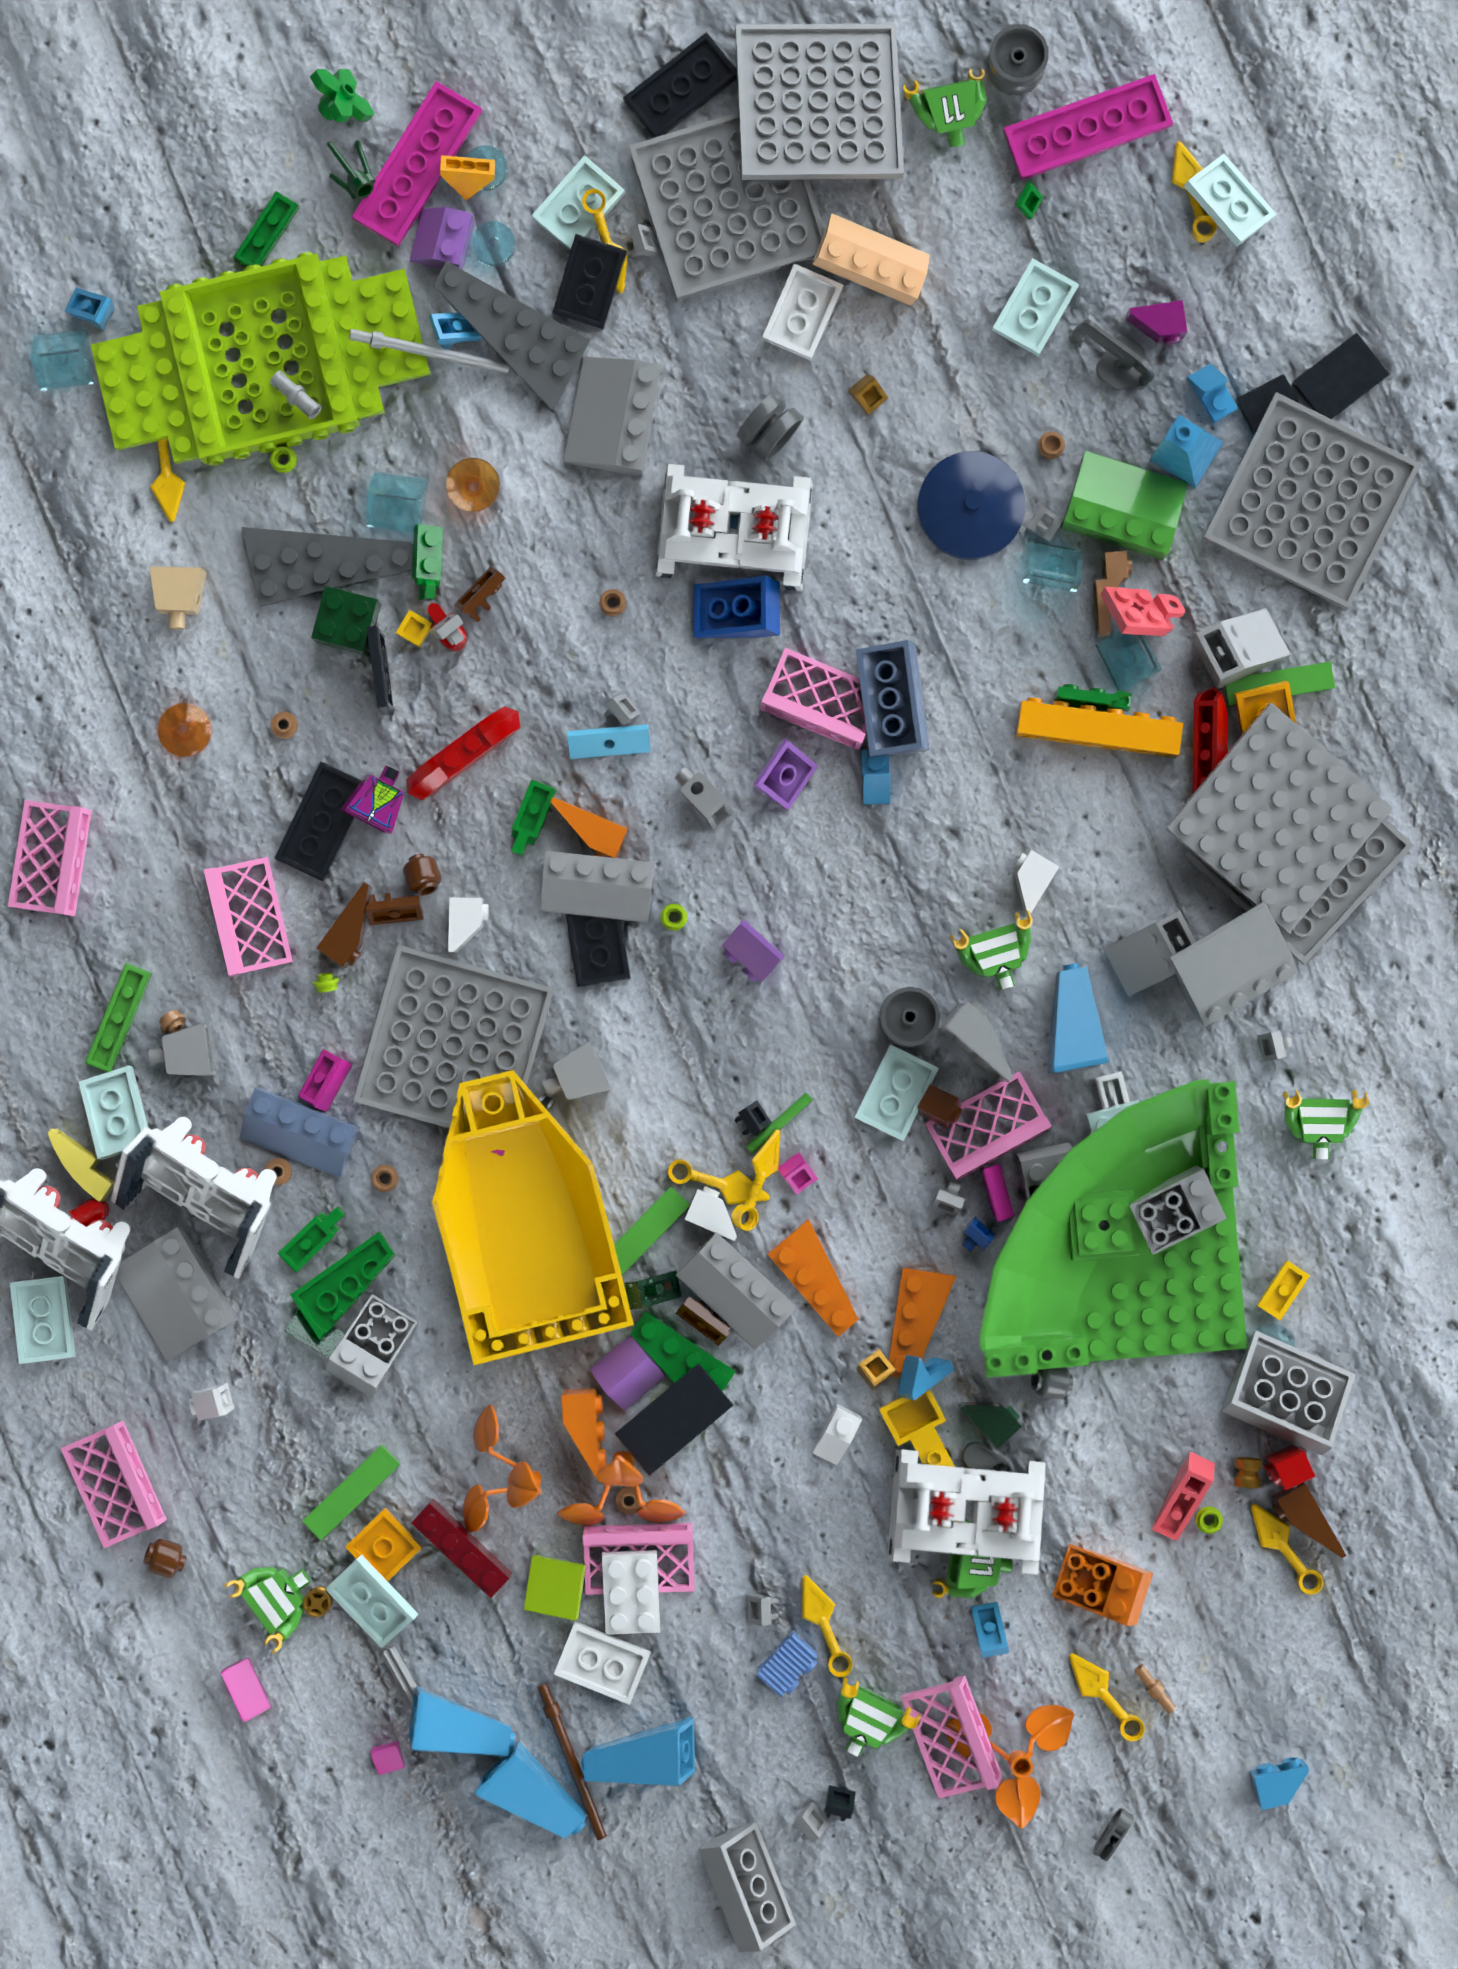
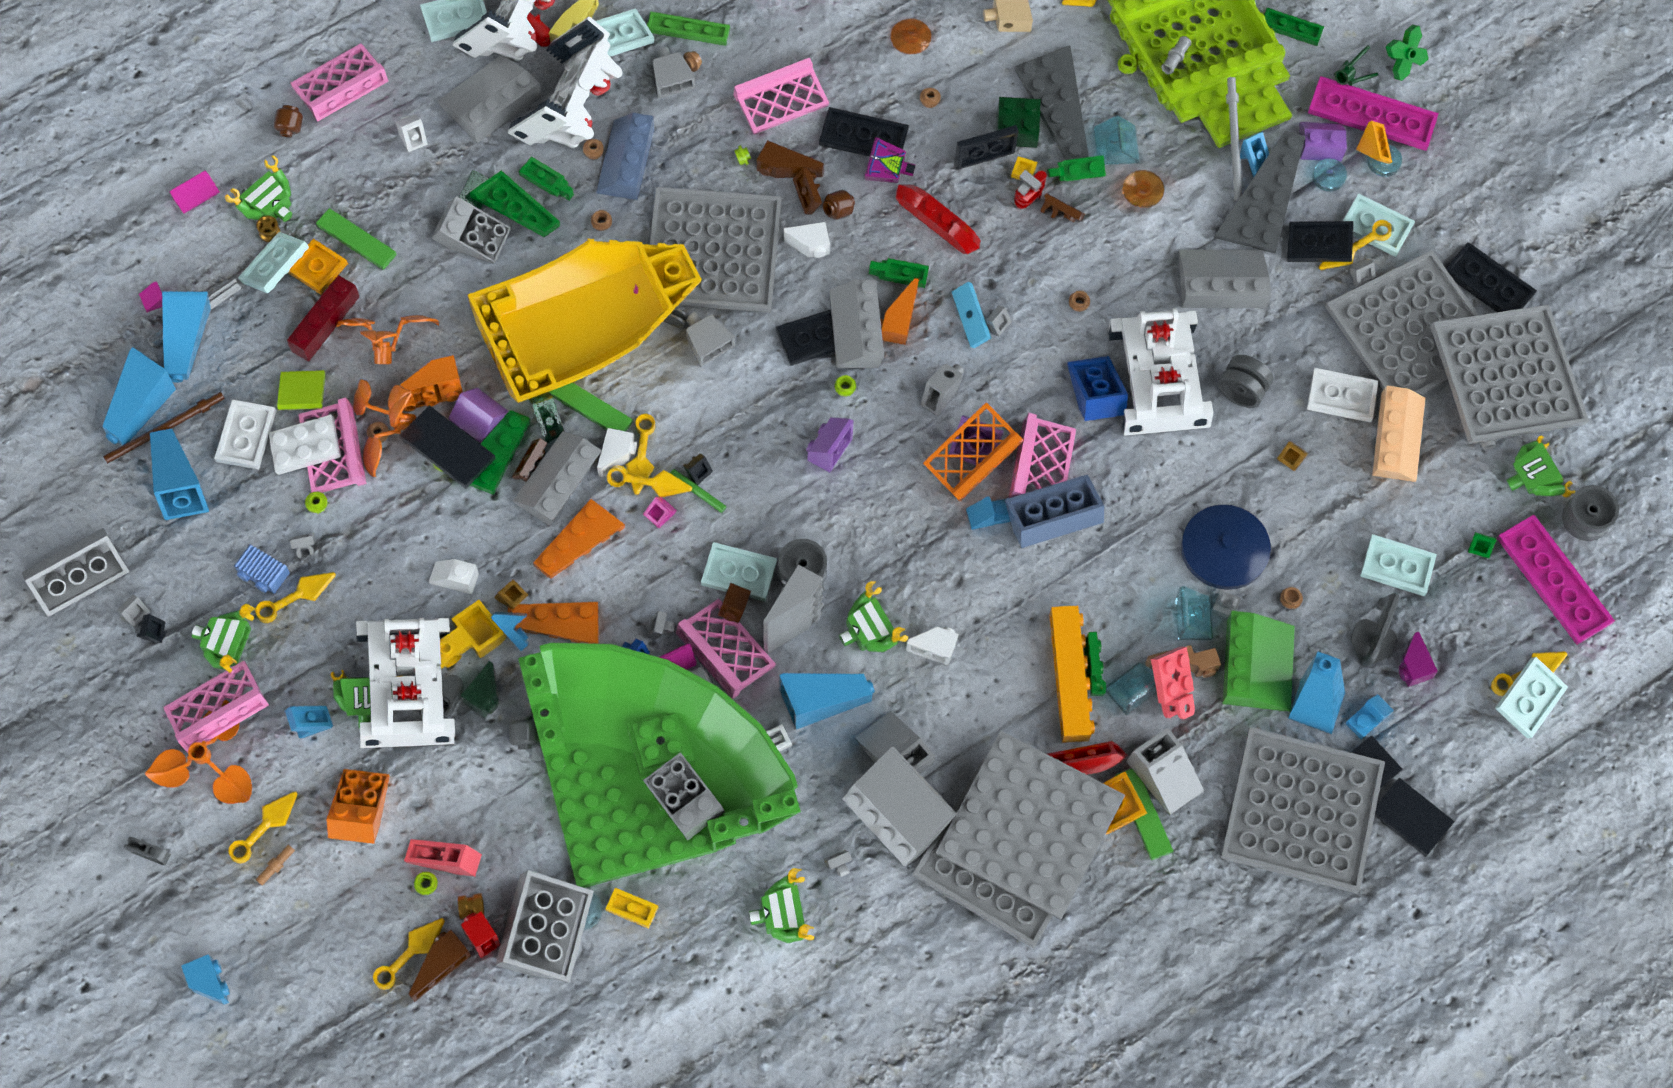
camera: 75 degrees right, 20 degrees down
(324, 1080) = (668, 169): dark pink slope -> none
(708, 1578) = (319, 507): none -> lime plate
(824, 769) = (989, 462): none -> orange fence

